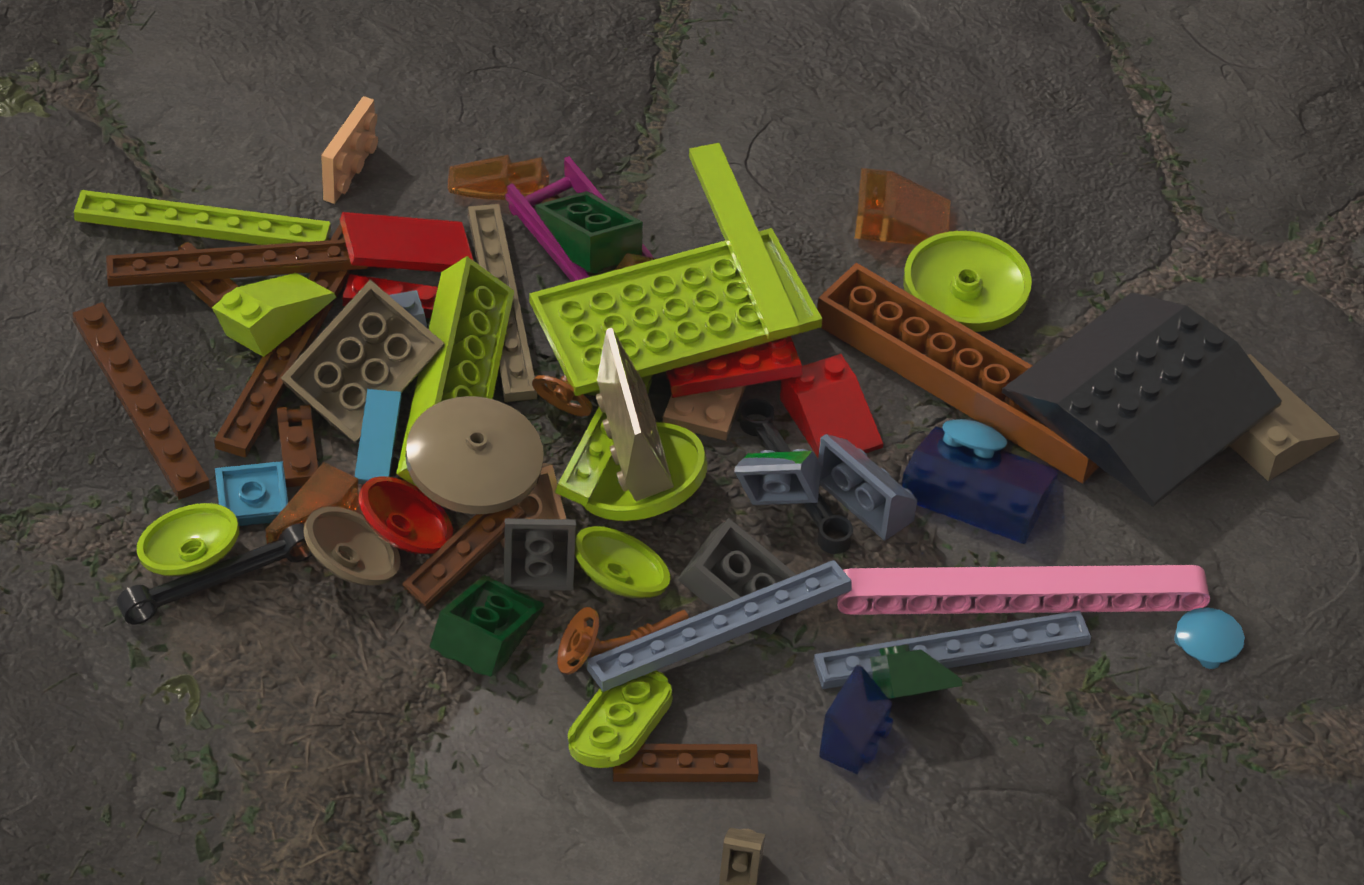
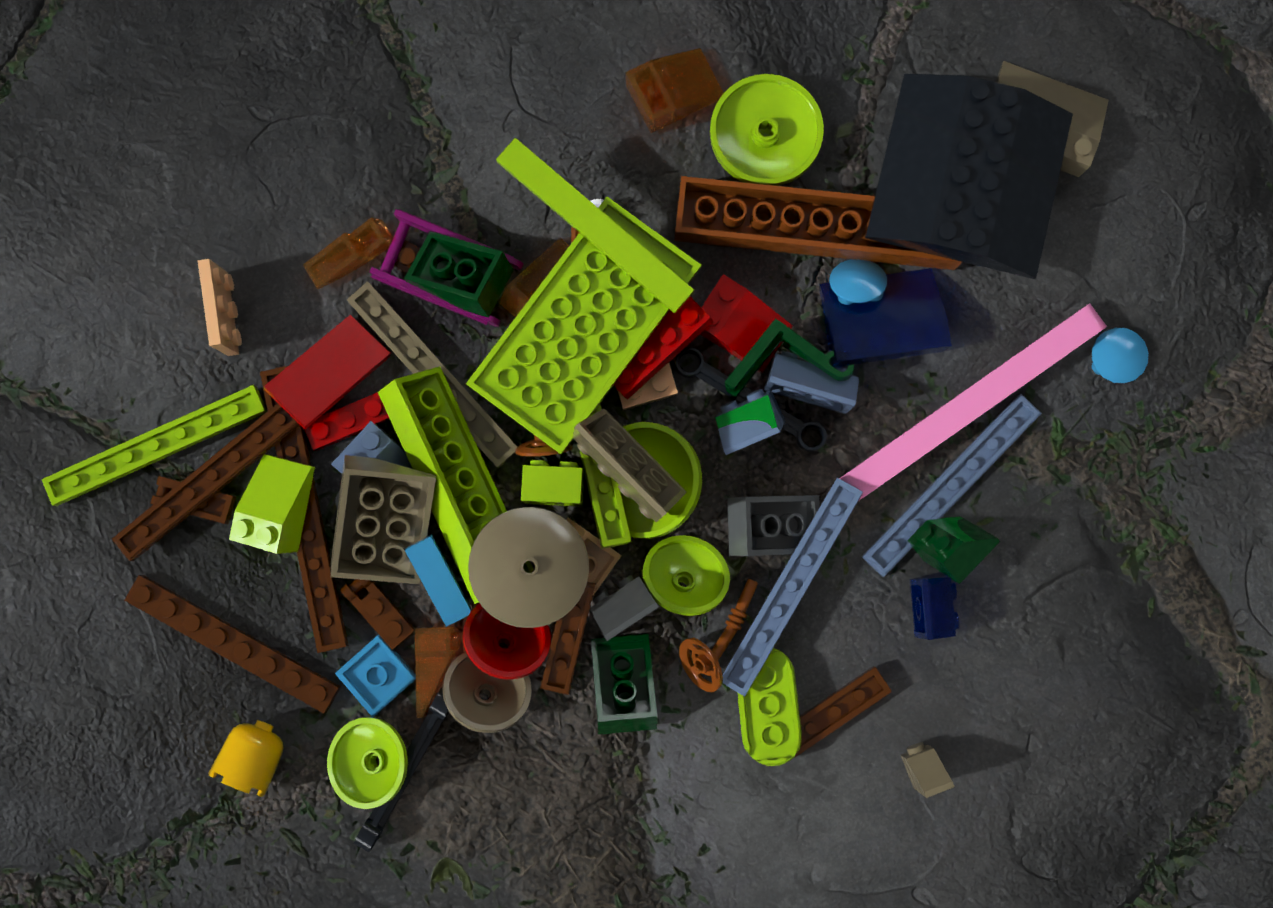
camera: 25 degrees left, 35 degrees up
(80, 477) = (249, 757): none -> yellow cylinder
(556, 419) = (552, 484): none -> lime brick
(853, 425) = (777, 333): none -> dark green hinge

